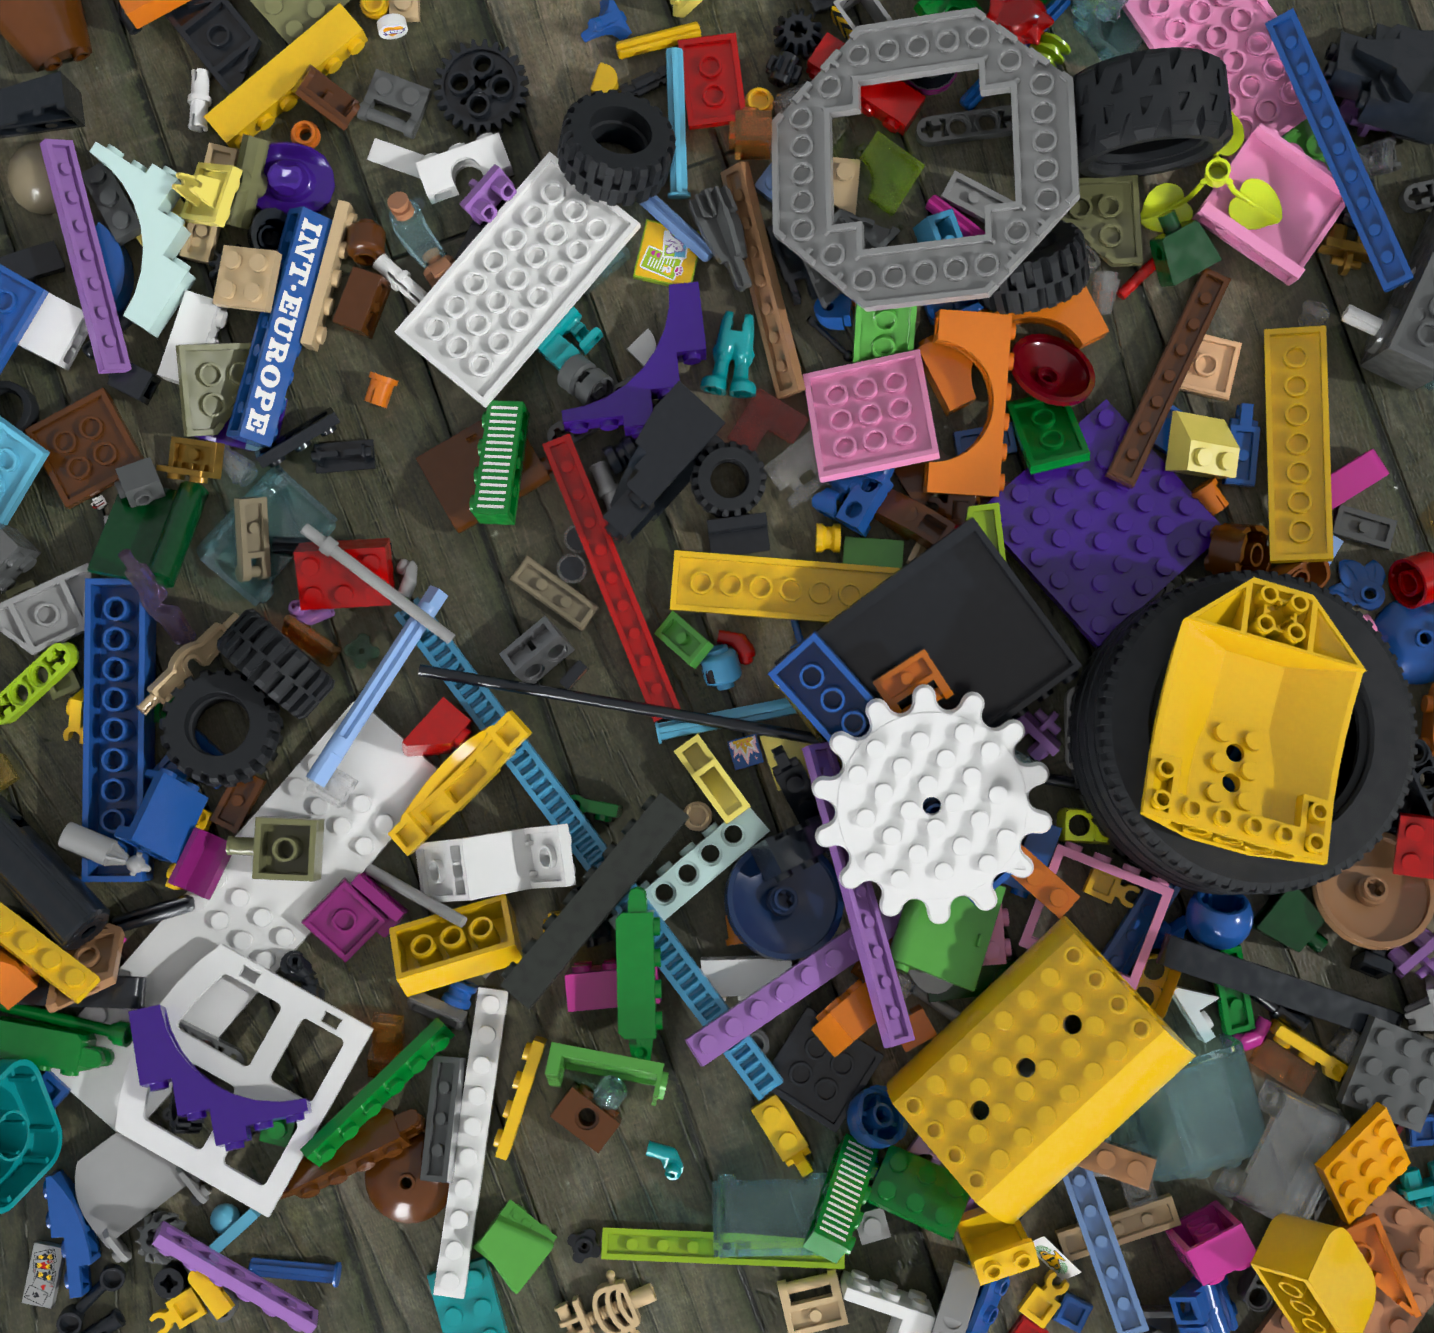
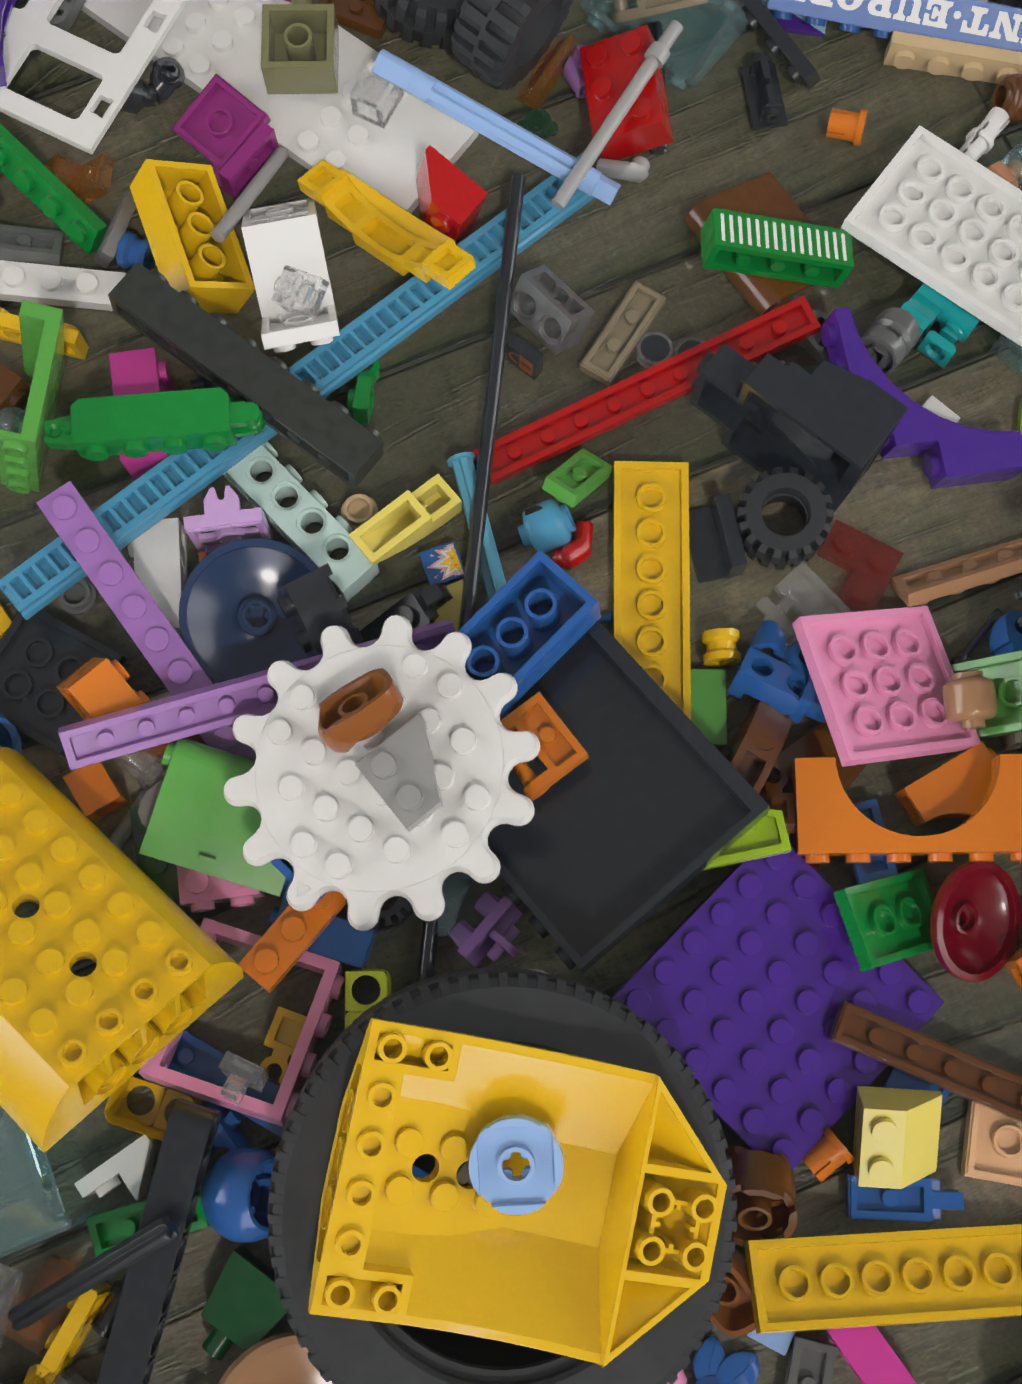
camera: 85 degrees right, 10 degrees down
(362, 302) = (947, 101): reddish brown hinge -> none
(526, 855) = (299, 291): none -> clear bracket
(708, 920) = (227, 521): none -> lavender piece
(737, 347) = (951, 517): teal piece -> none
(889, 354) = (969, 699): none -> medium nougat head
(895, 818) = (358, 710): none -> dark orange piece
(943, 785) = (404, 773): none -> light grey wing
(1143, 916) = (240, 1075): none -> clear tile
(1215, 719) = (497, 1183): none -> light blue plate
(1255, 1036) = (79, 1248): dark pink arm -> none
(1271, 1026) = (93, 1273): none -> black axle

